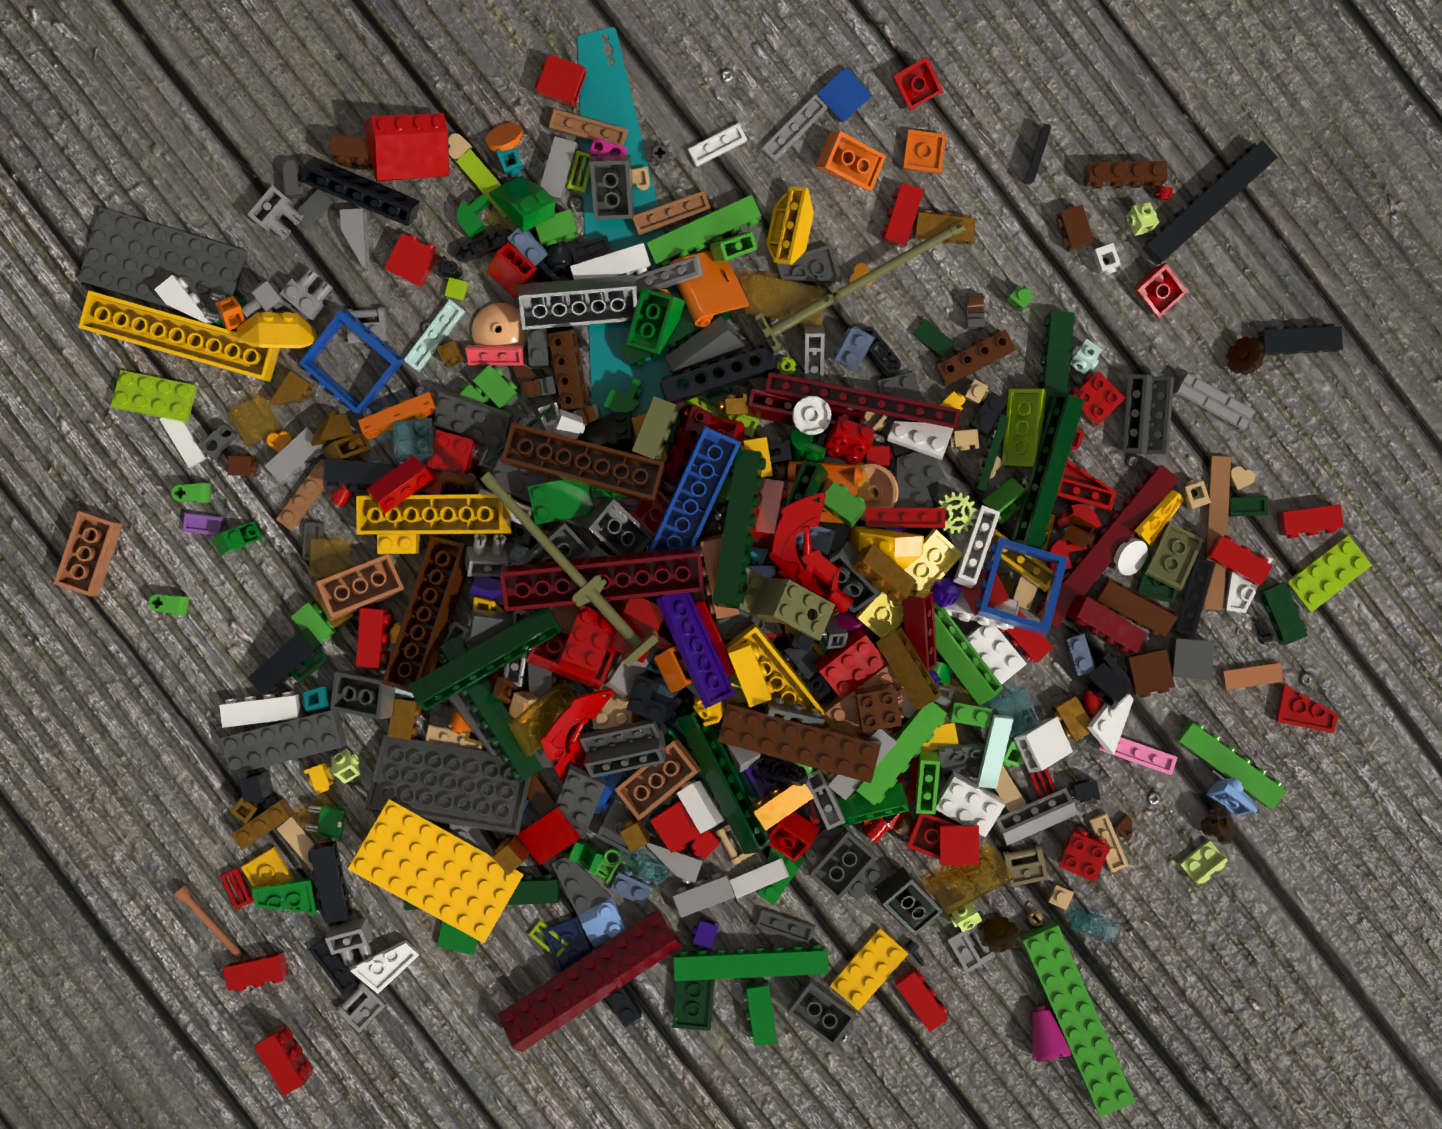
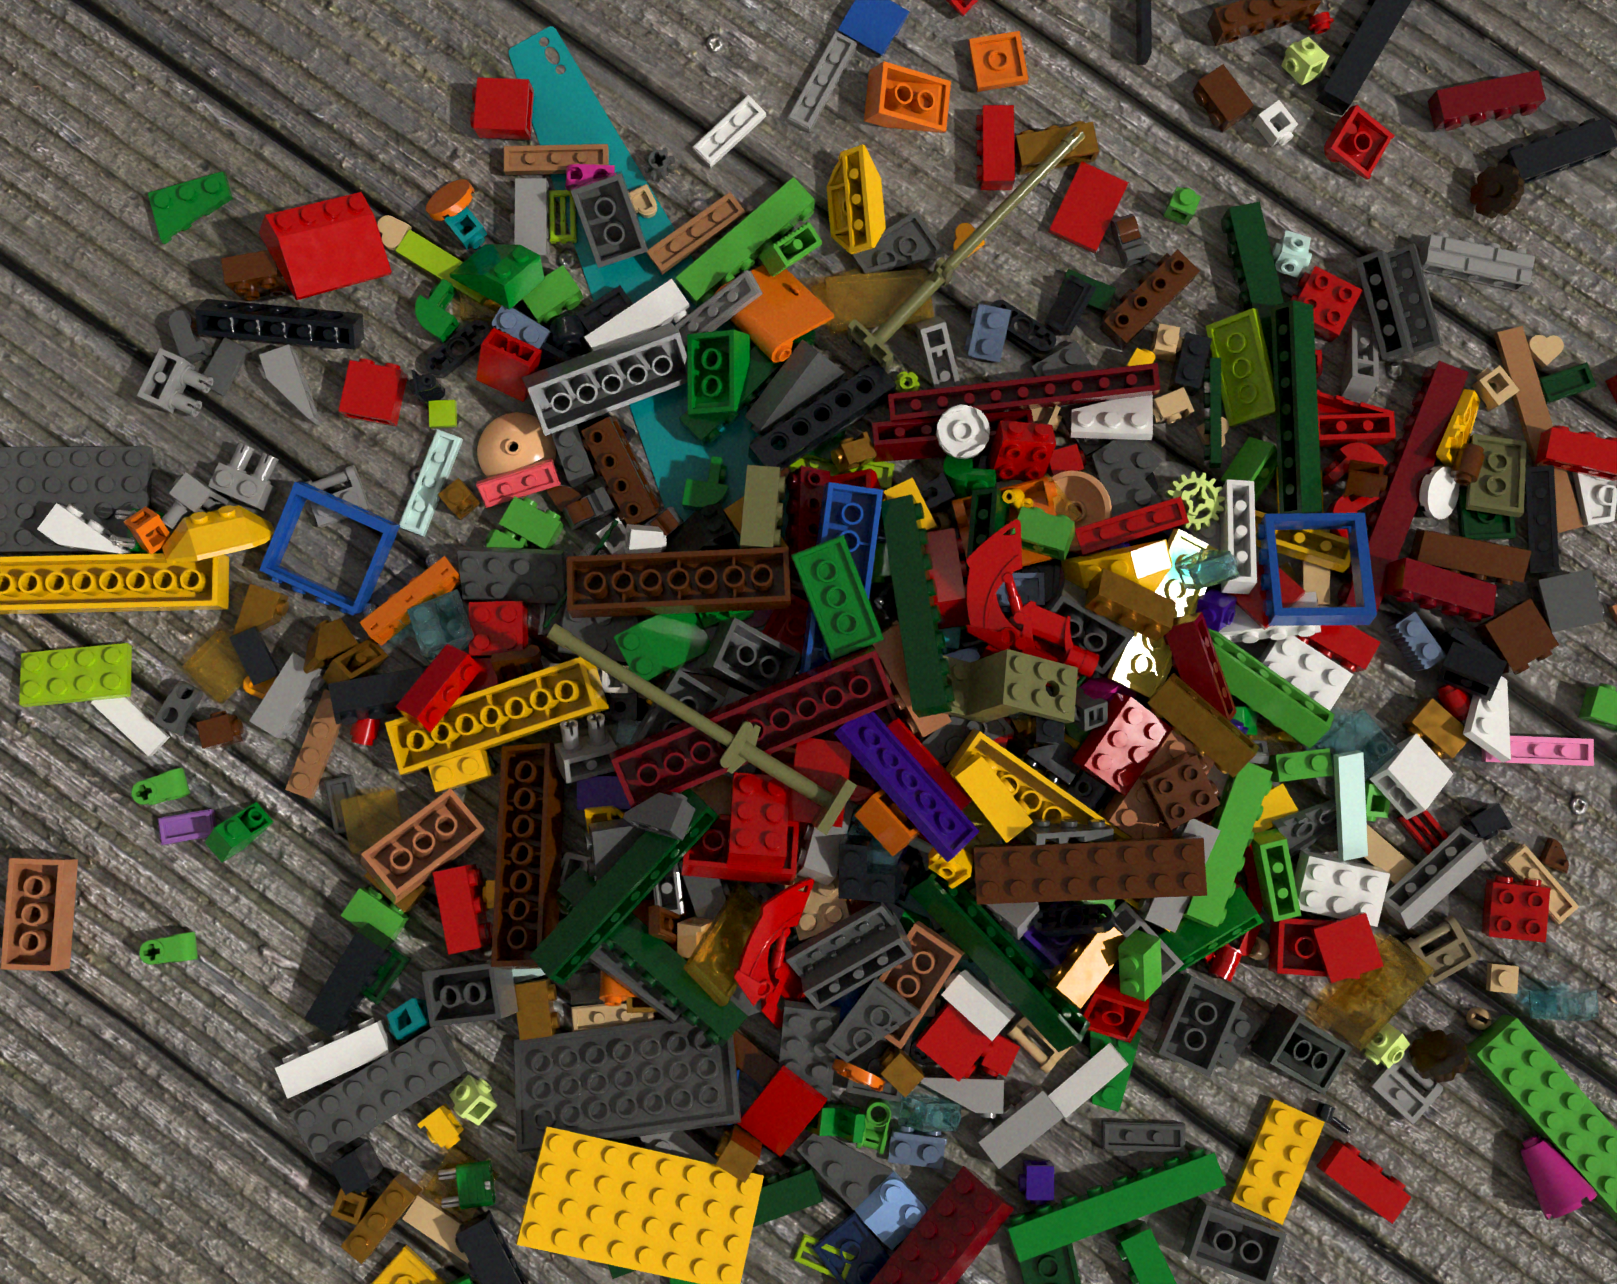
camera: 15 degrees left, 5 degrees down
(280, 421) = (254, 655): none -> black tile
(316, 81) = (186, 202): none -> green wing
(524, 620) = (662, 815): none -> dark grey slope
(605, 828) = (858, 1075): none -> orange tile
(625, 794) = (870, 1019): none -> dark grey wing
(687, 507) = (837, 597): none -> green tile
(815, 814) = (1140, 965): none -> bright green brick
(833, 474) = (1017, 499): none -> yellow arm
(917, 346) = (1070, 304): none -> black hinge
(945, 564) = (1207, 569): none -> clear light blue slope
(954, 277) = (1088, 207): none -> red tile
(1107, 448) = (1361, 363): none -> light grey slope
(1155, 543) = (1467, 464): none -> reddish brown brick
(1261, 287) = (1486, 100): none -> dark red brick

